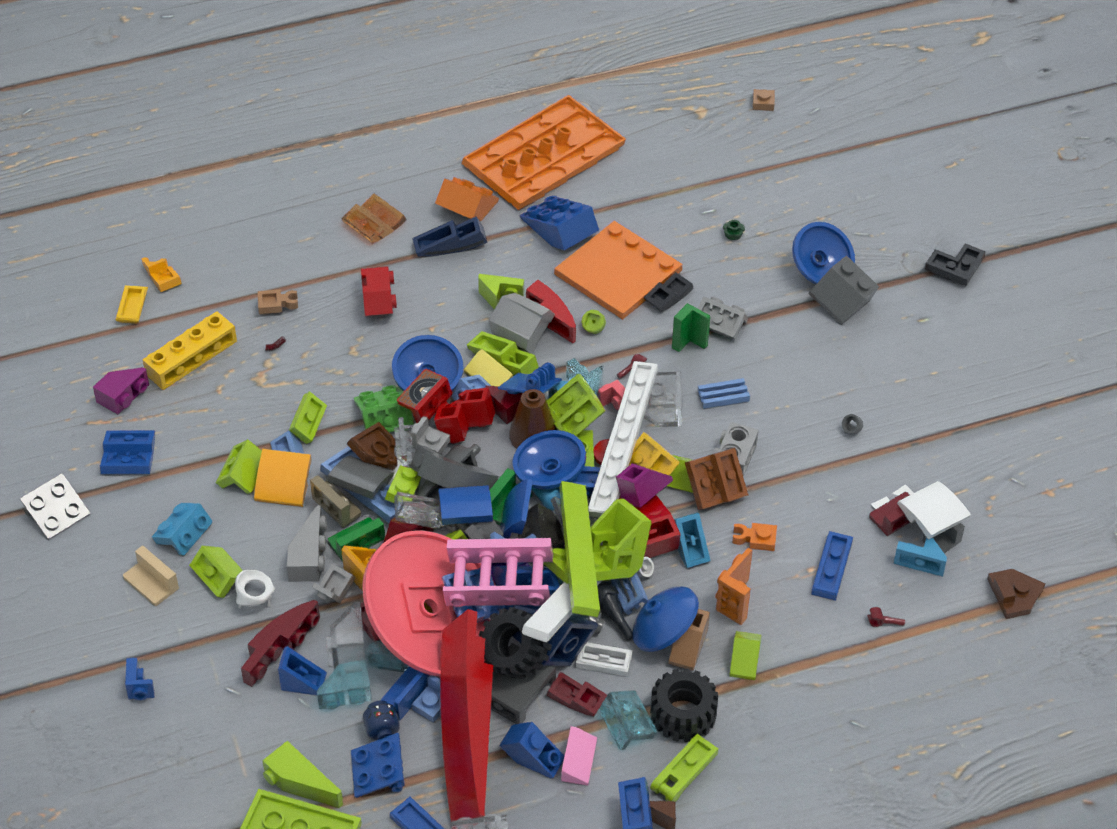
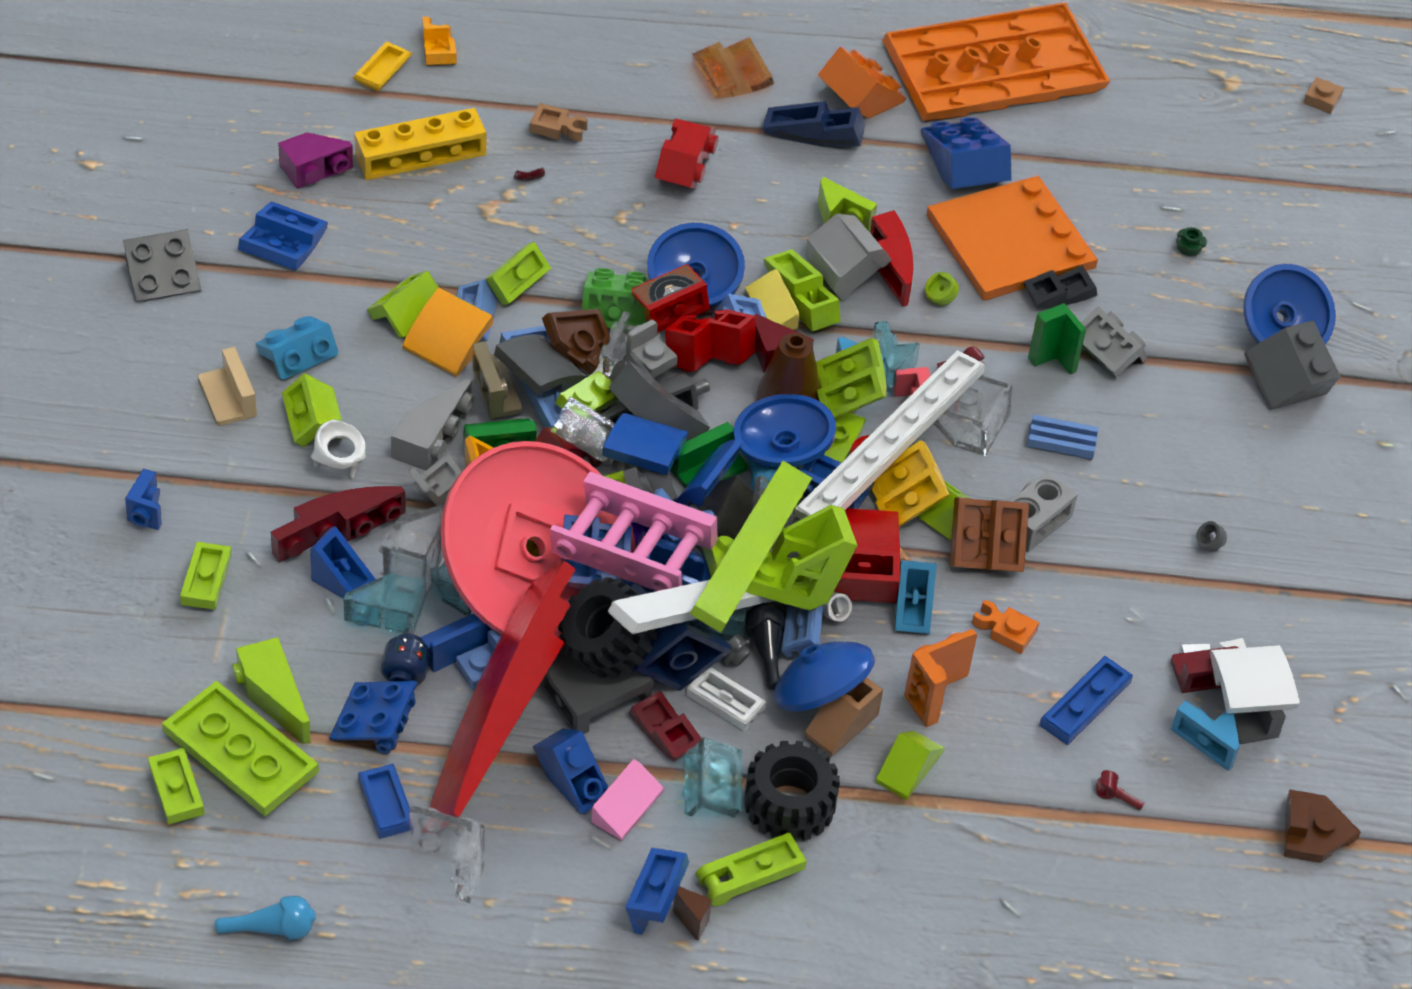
camera: 20 degrees right, 0 degrees up
(208, 716) = (206, 575): none -> lime plate
(541, 379) = (820, 328): blue hinge -> none
(641, 484) = (881, 501): magenta slope -> none

